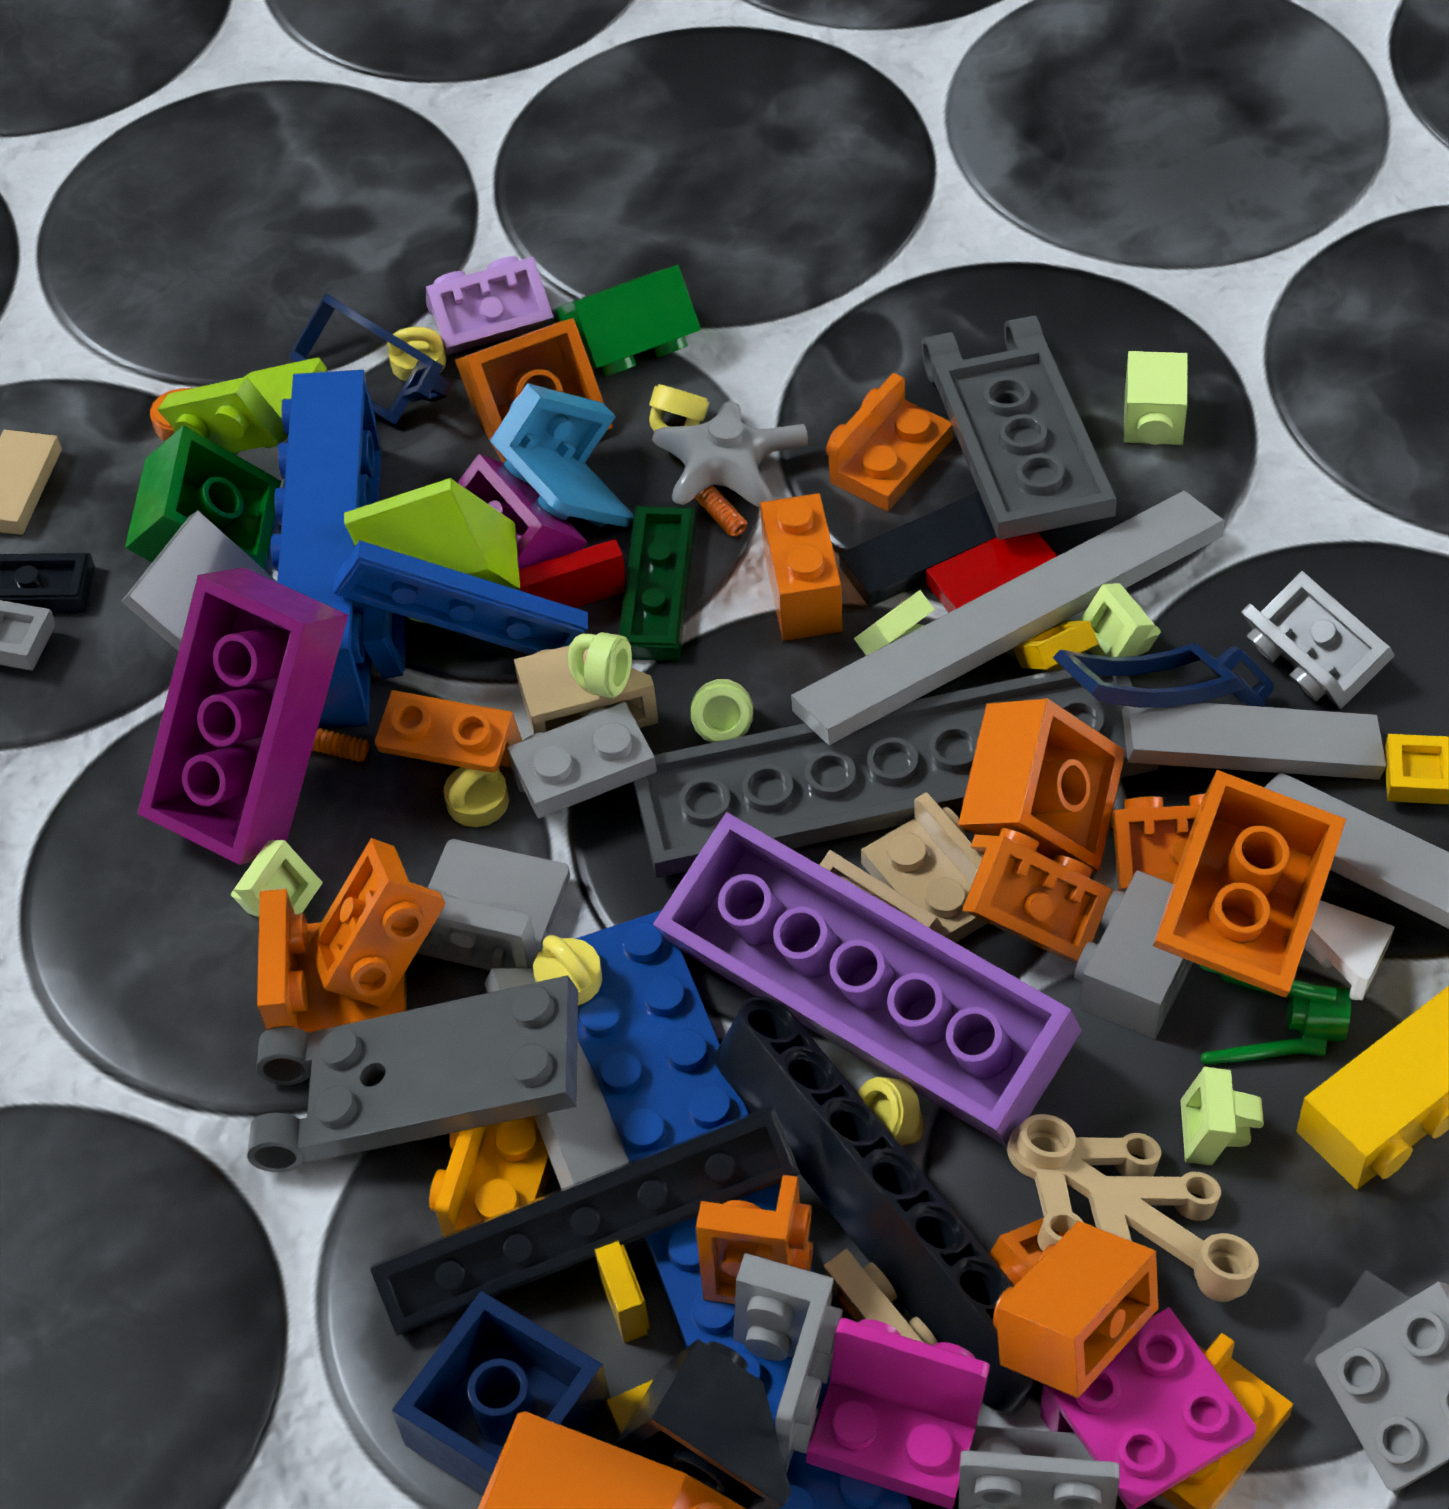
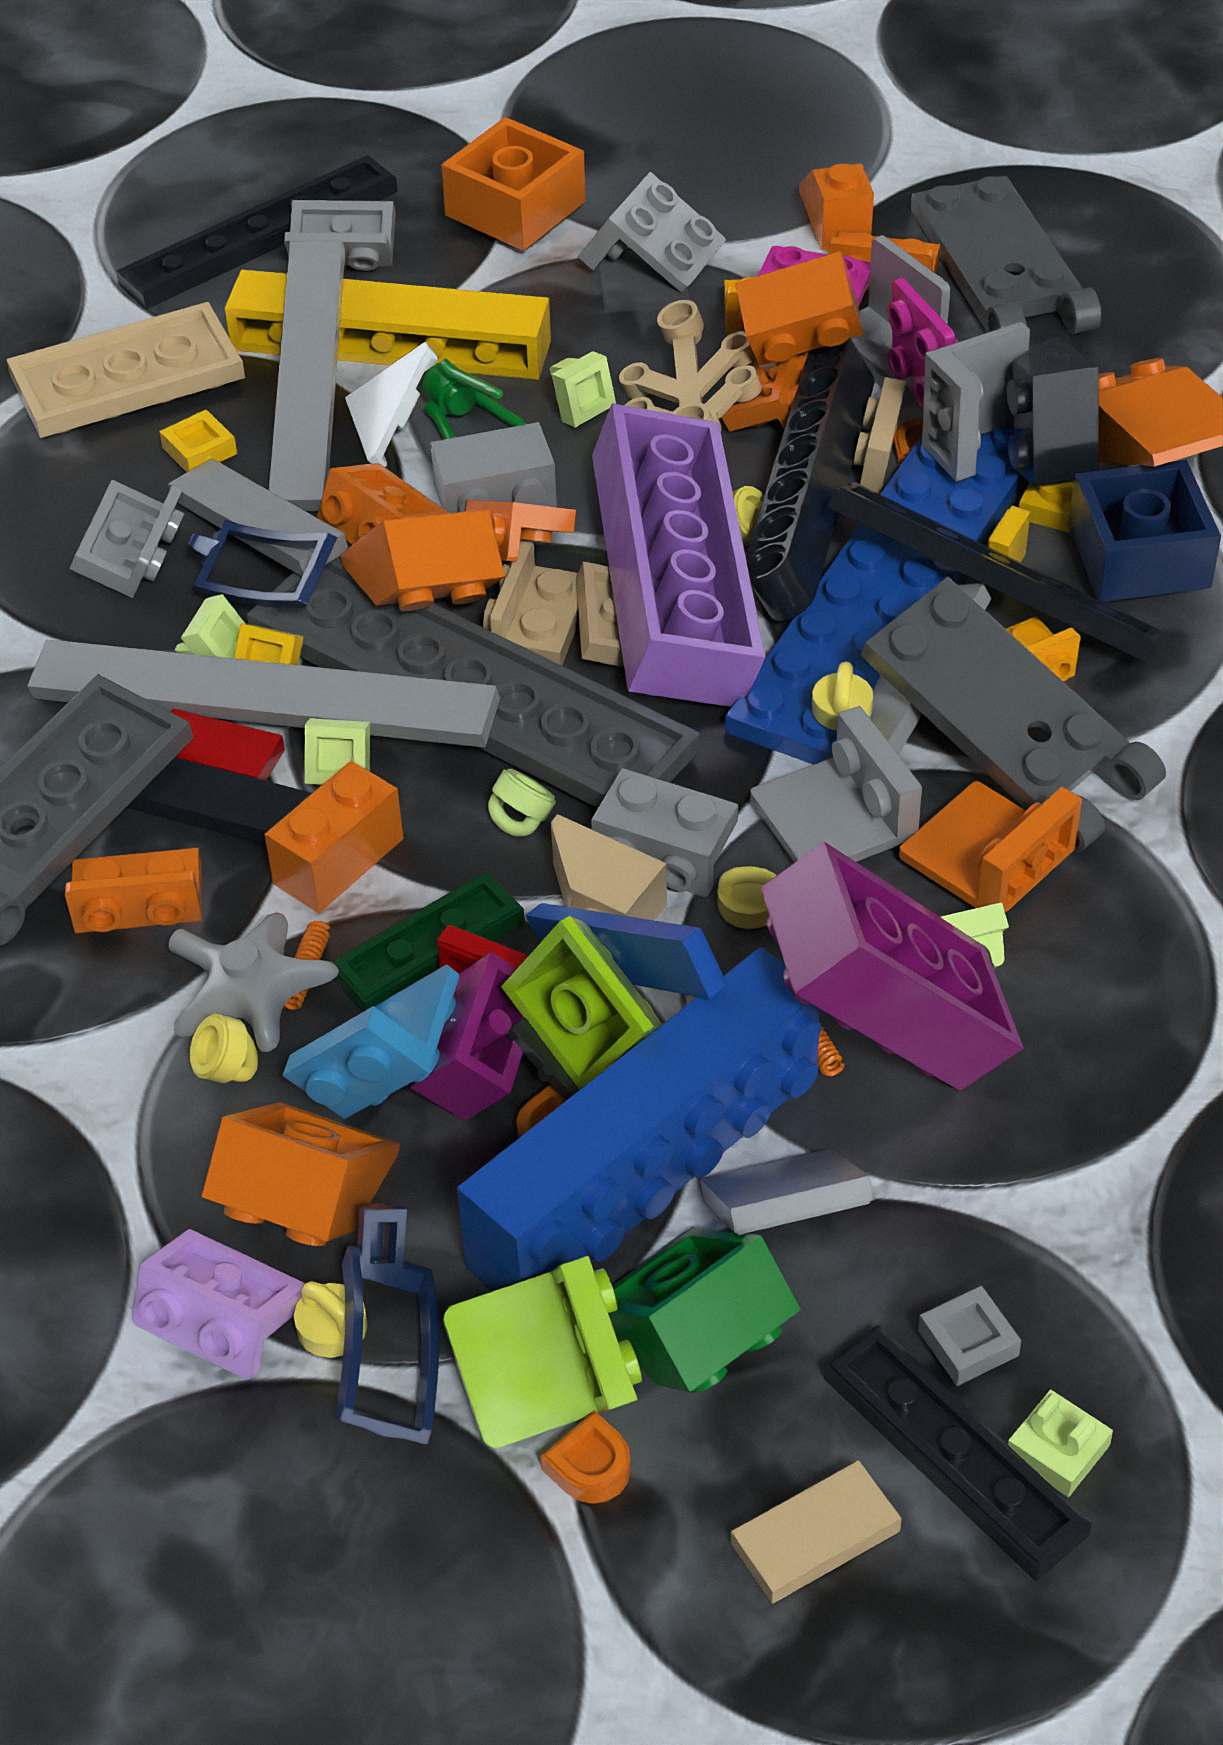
camera: 135 degrees left, 5 degrees down
(373, 927) = (949, 792): orange bracket -> none
(447, 732) = (725, 900): orange bracket -> none
(605, 665) = (584, 821): yellowish green tile -> none
(633, 318) = (133, 1168): green slope -> none
(742, 1227) = (927, 444): orange bracket -> none
(1249, 883) = (414, 408): orange slope -> none

